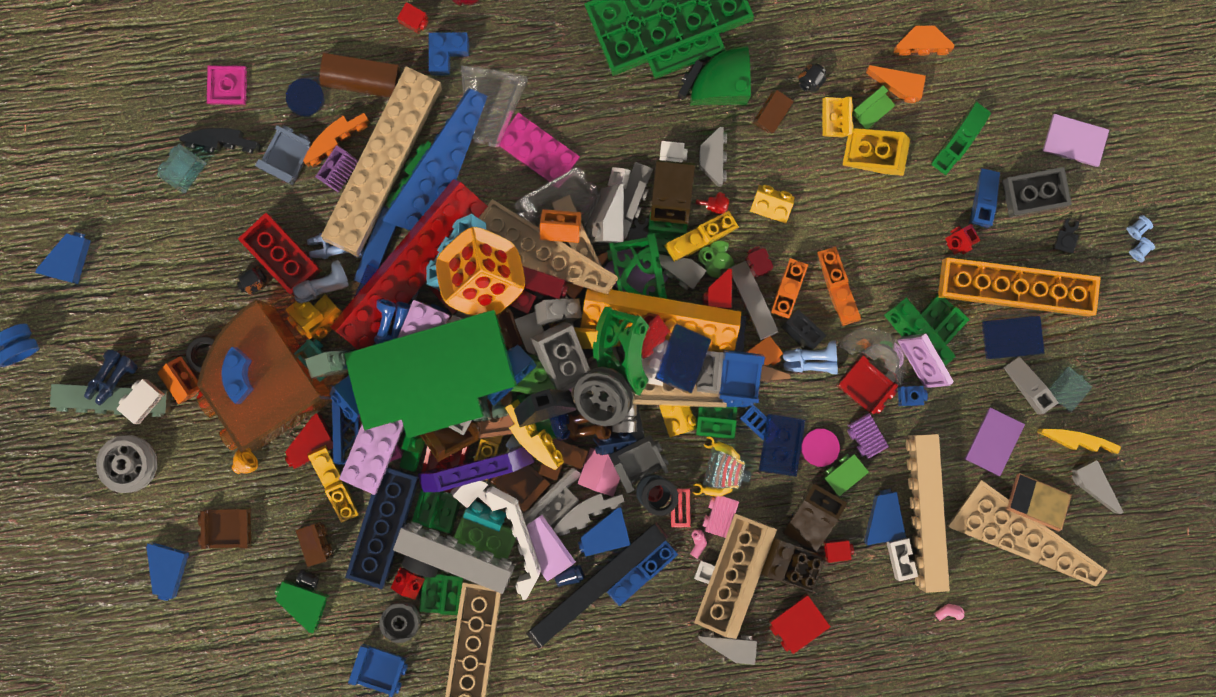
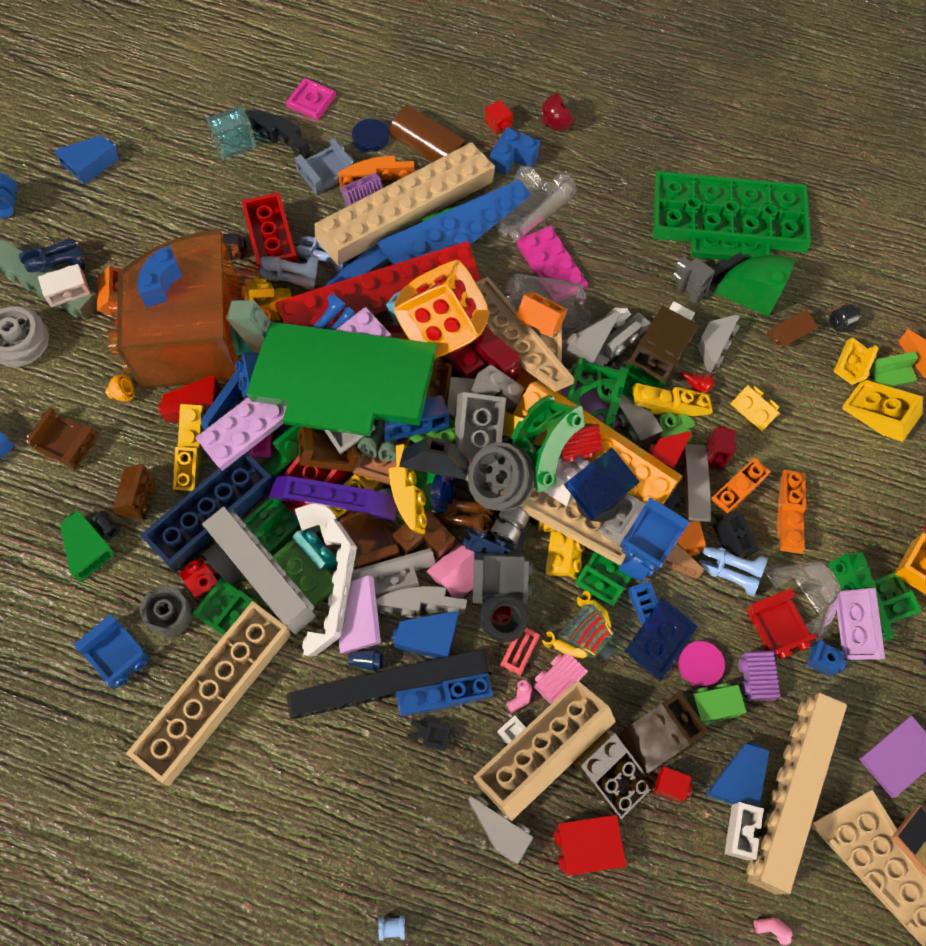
camera: 25 degrees right, 20 degrees down
(649, 605) = (433, 736): none -> black plate
(667, 106) = (693, 277): none -> dark grey hips

